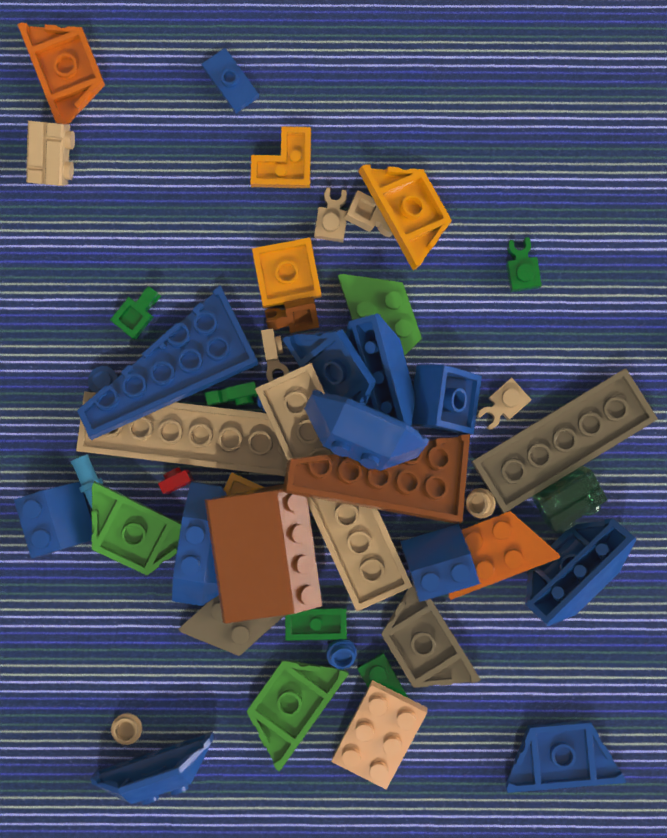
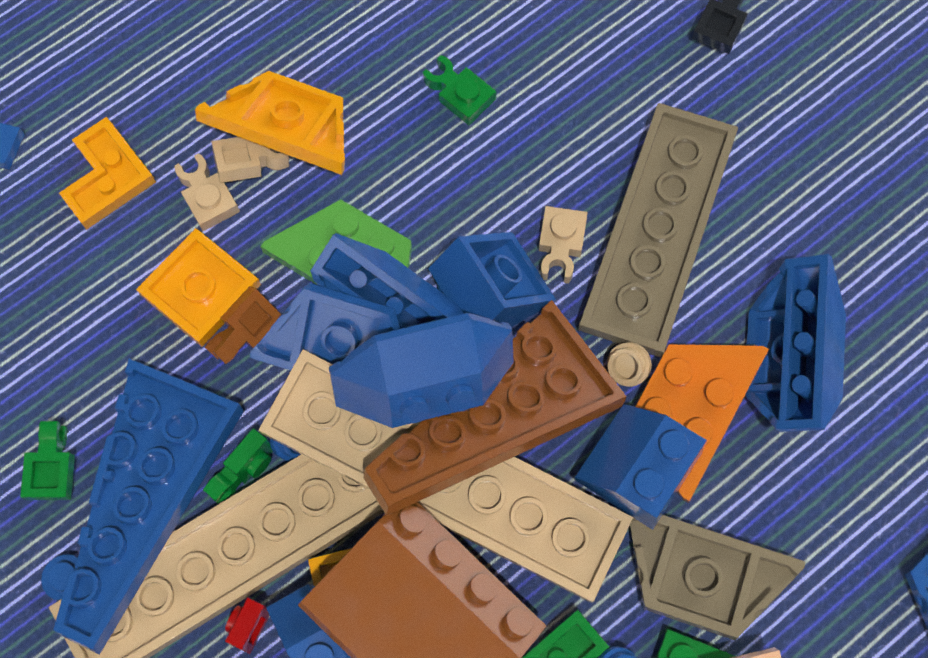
camera: 35 degrees left, 15 degrees down
(272, 347) = (246, 379): tan plate -> none
(570, 499) = (722, 280): clear green brick -> none

